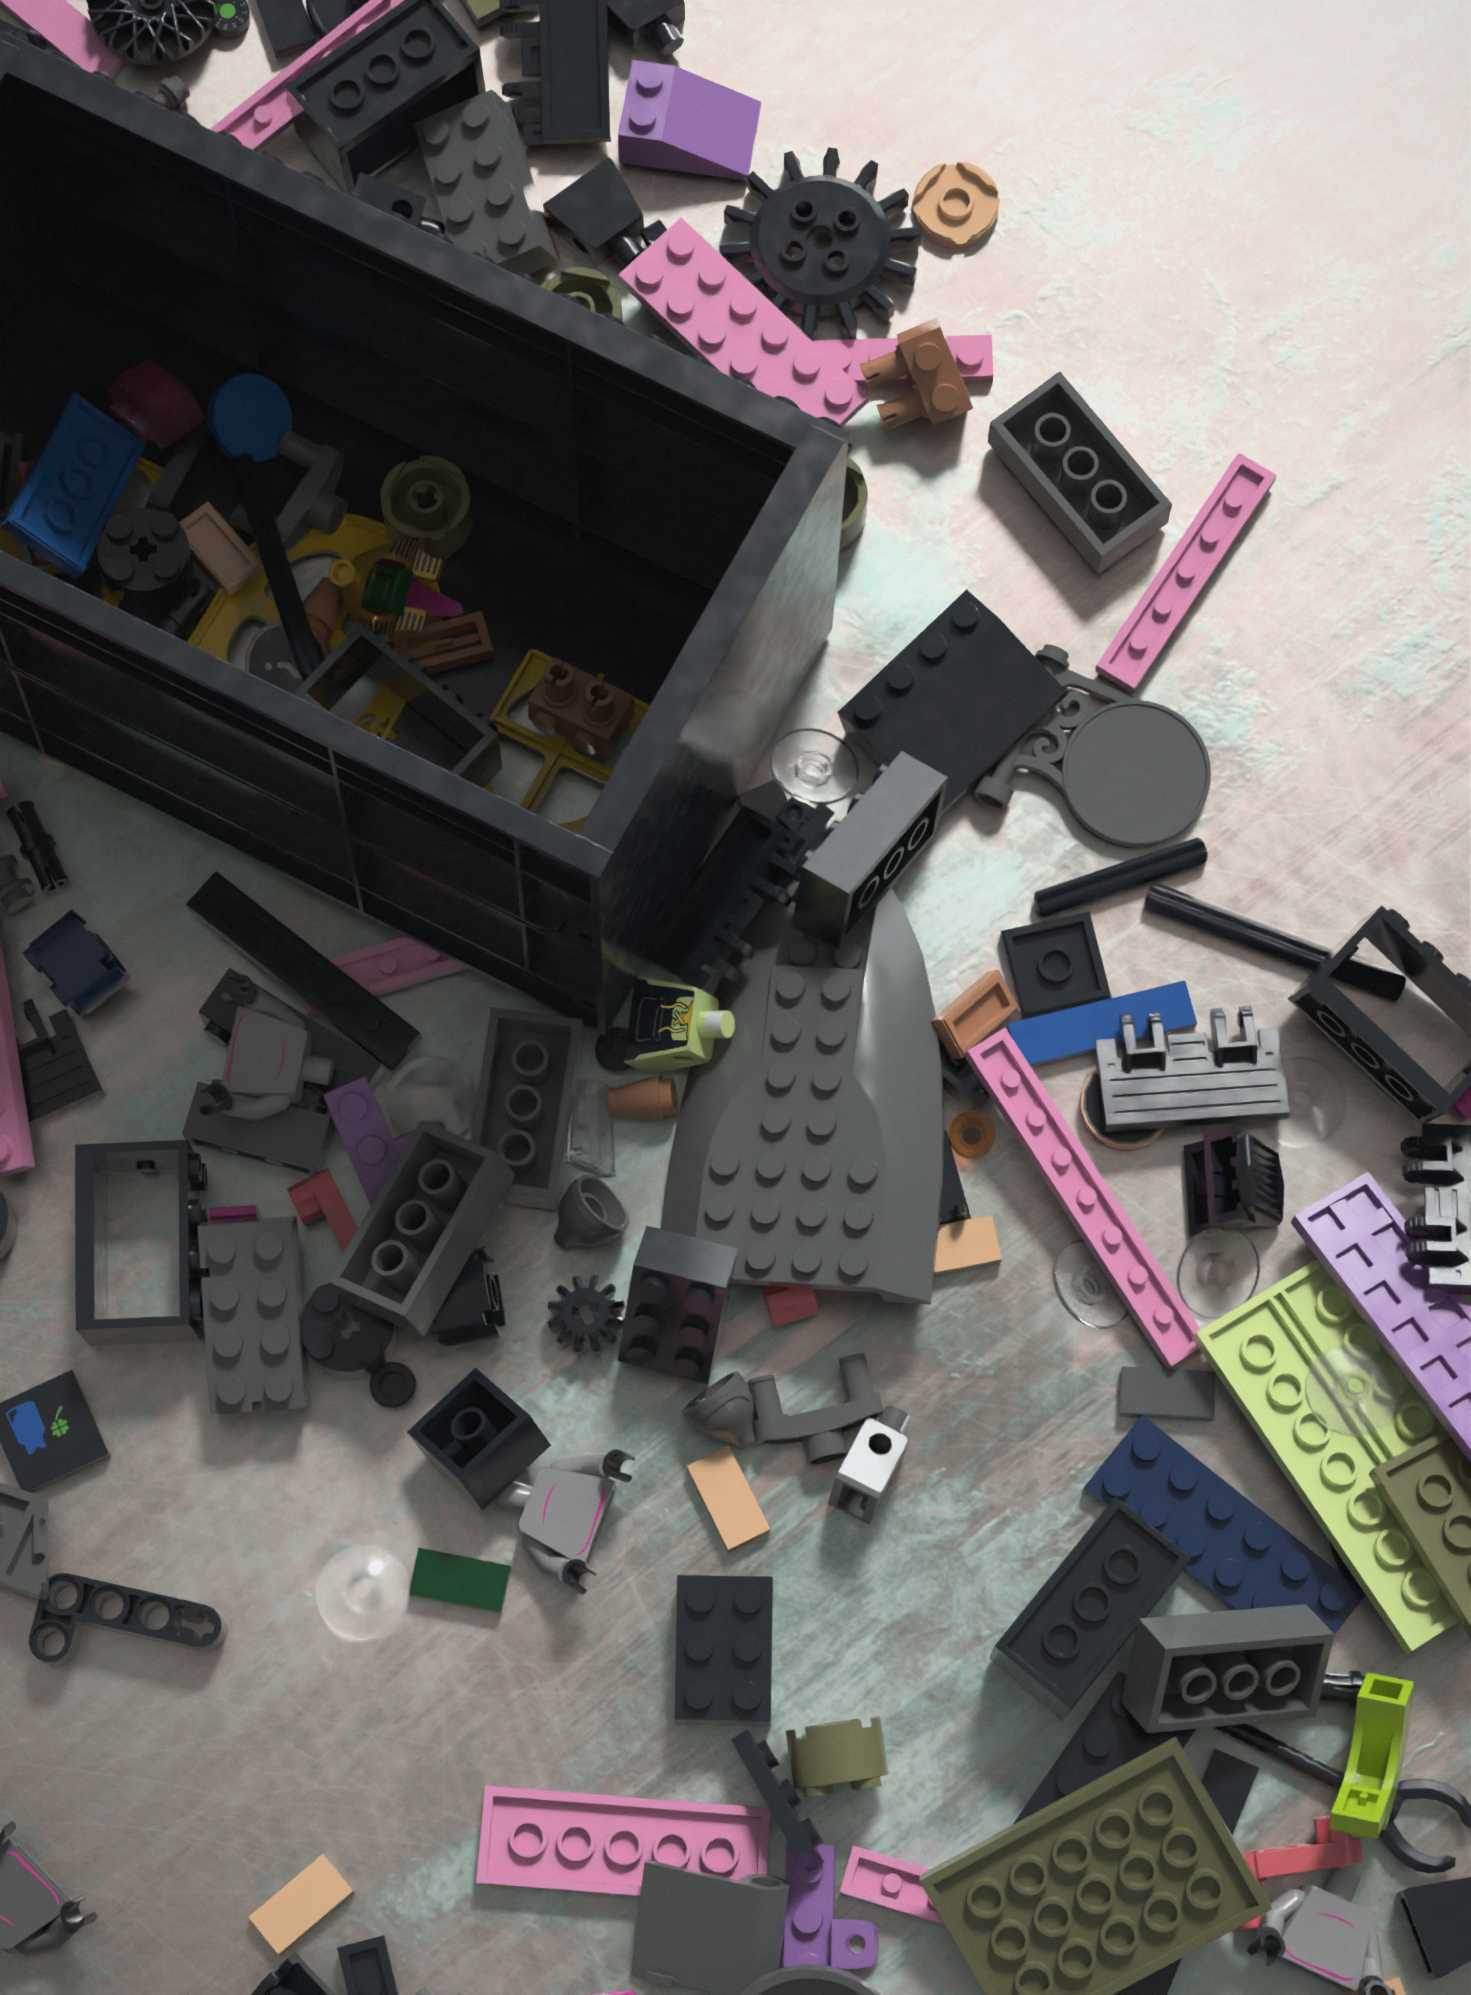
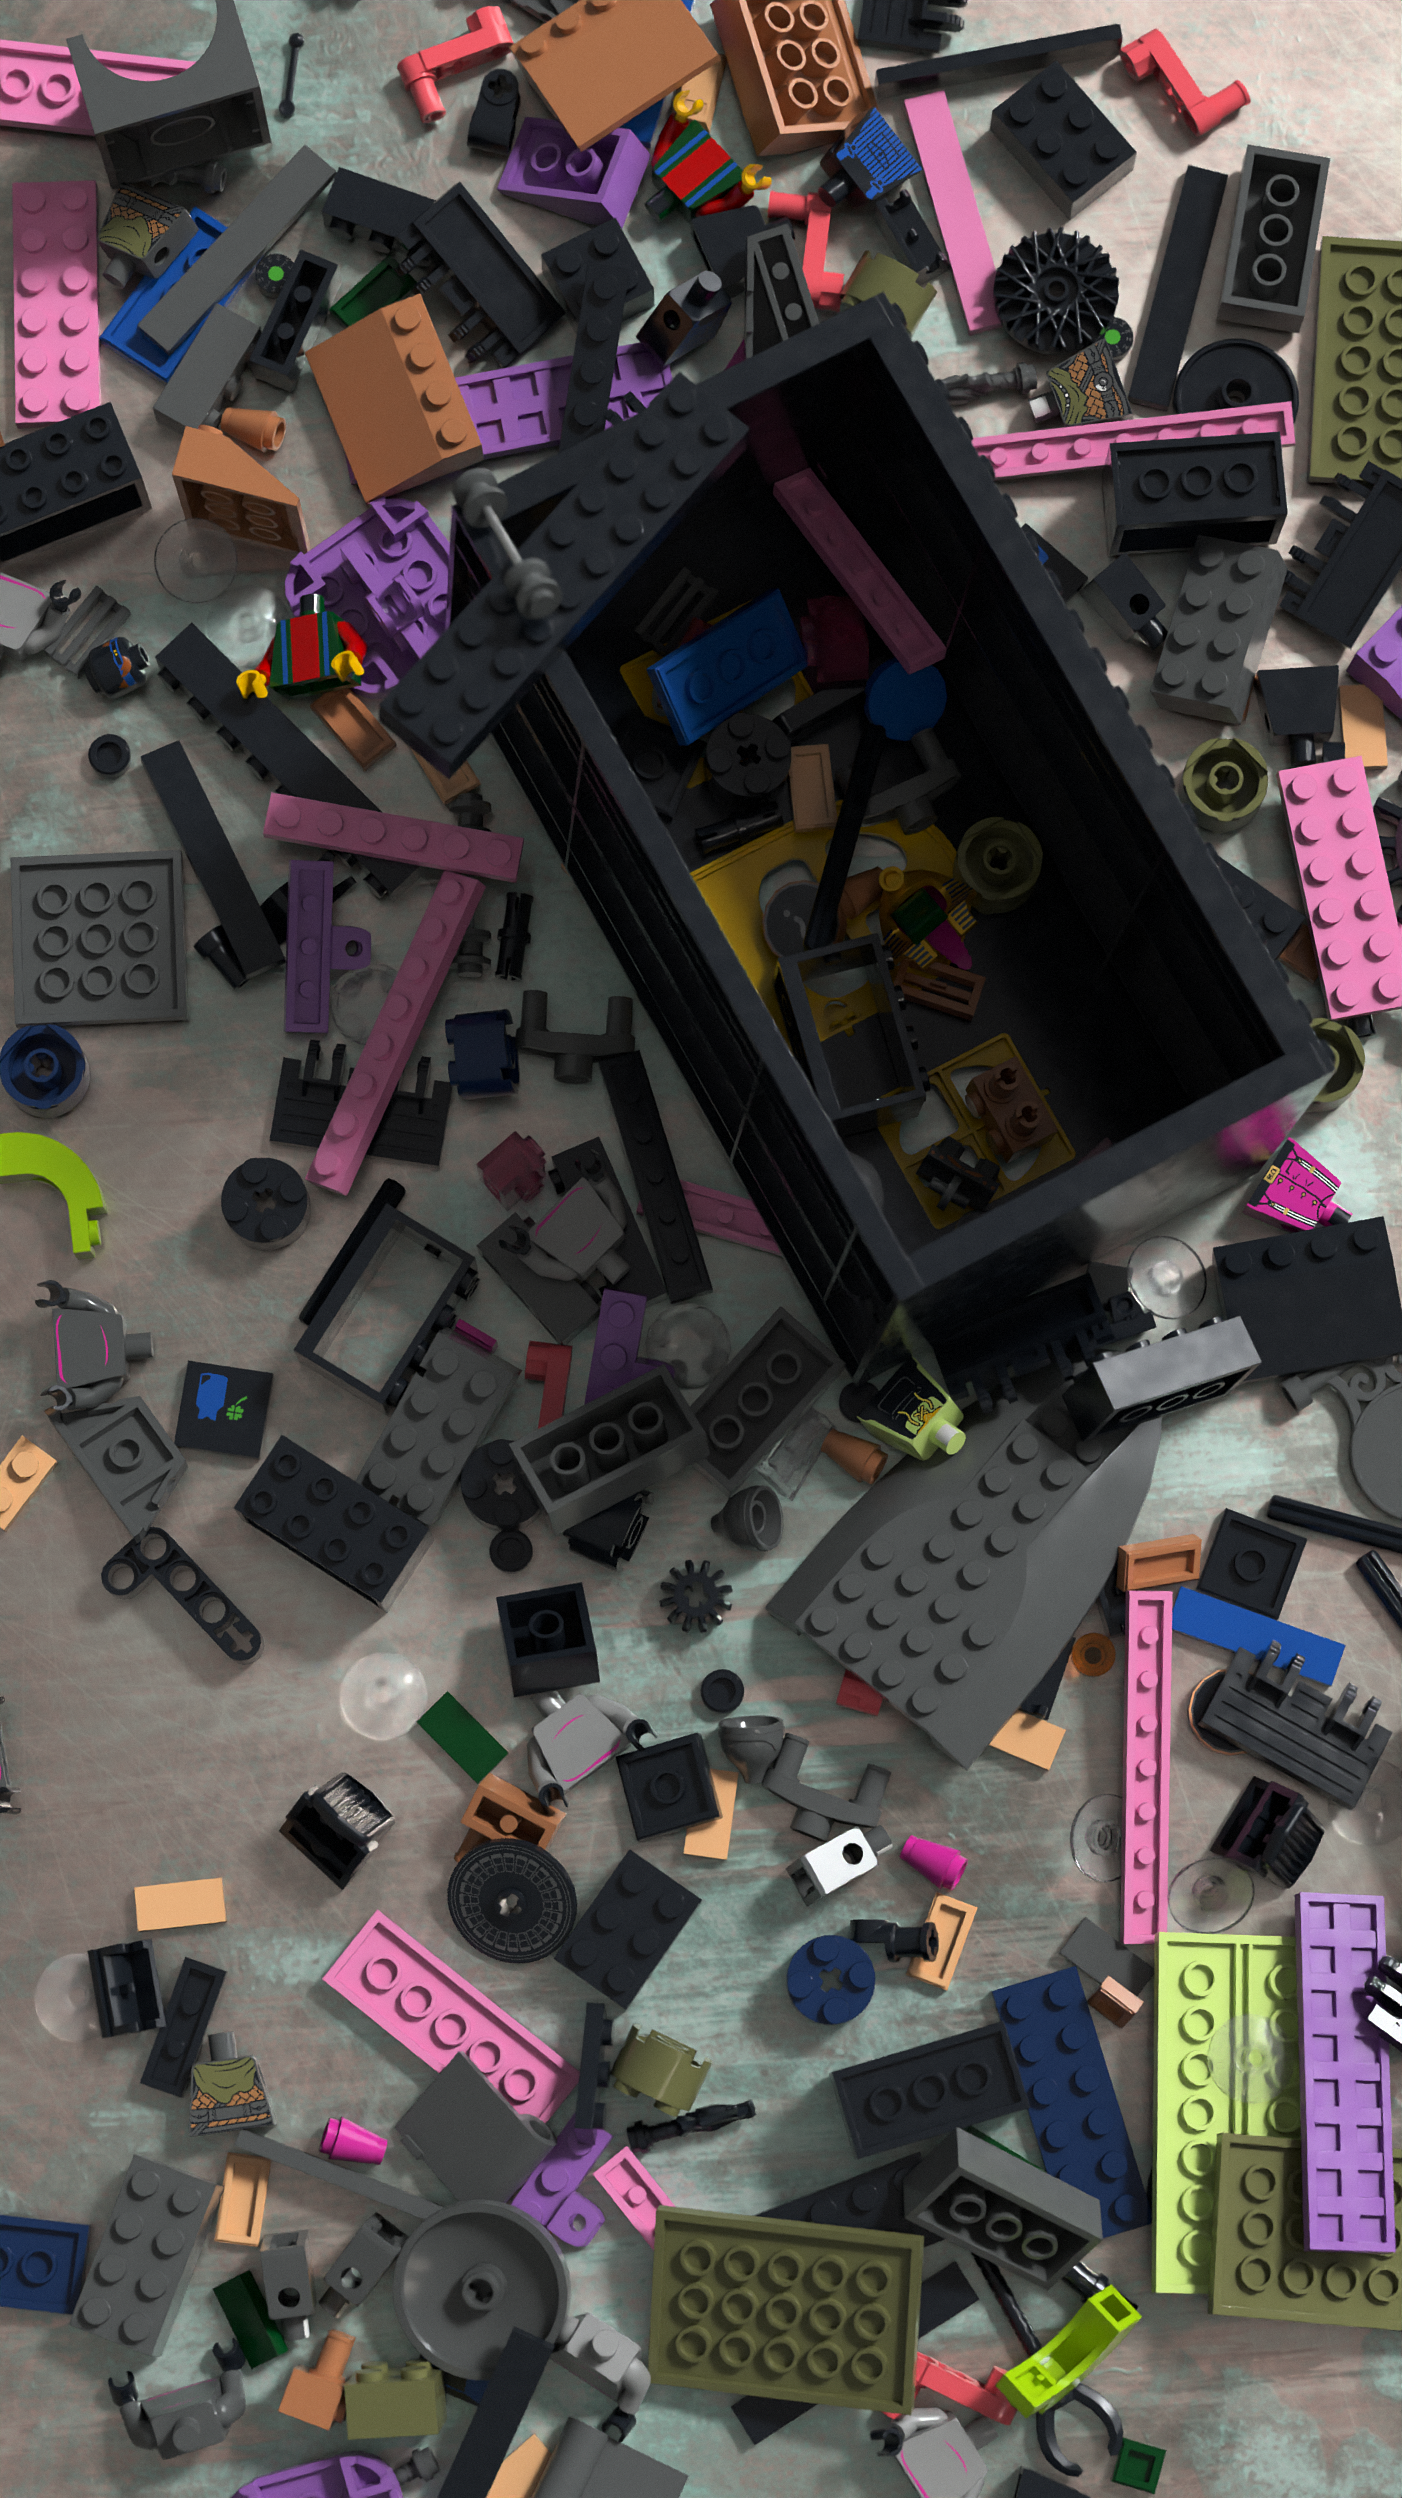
camera: 30 degrees right, 5 degrees up
(69, 1138) = (390, 1193): none -> black axle
(137, 334) = (859, 571): none -> bright pink plate
(156, 911) = (574, 1051): none -> dark grey connector
(172, 1046) = (513, 1170): none -> clear pink brick
(215, 1463) = (334, 1523): none -> black hose
(231, 66) = (1084, 390): none -> torso
(399, 1736) = (338, 1827): none -> black piece
(555, 1621) = (507, 1812): none -> nougat brick
(568, 795) = (956, 1179): none -> dark grey hips
(637, 1688) = (543, 1908): none -> black piece
(664, 196) = (1363, 725): none -> light nougat tile
(664, 1389) = (722, 1691): none -> black tile
(675, 1499) = (669, 1787): none -> black tile
(677, 1304) = (768, 1639): black brick -> none
(876, 622) = (1296, 1193): none -> dark pink torso
(905, 1775) = (705, 2118): none -> black piece
(955, 1554) = (855, 1975): none -> dark blue brick
(956, 1407) = (934, 1861): none -> dark pink cone
(972, 1496) = (898, 1940): none -> black connector
(1009, 1474) = (952, 1923): none -> light nougat tile
(1198, 1422) = (1115, 2002): none -> nougat tile

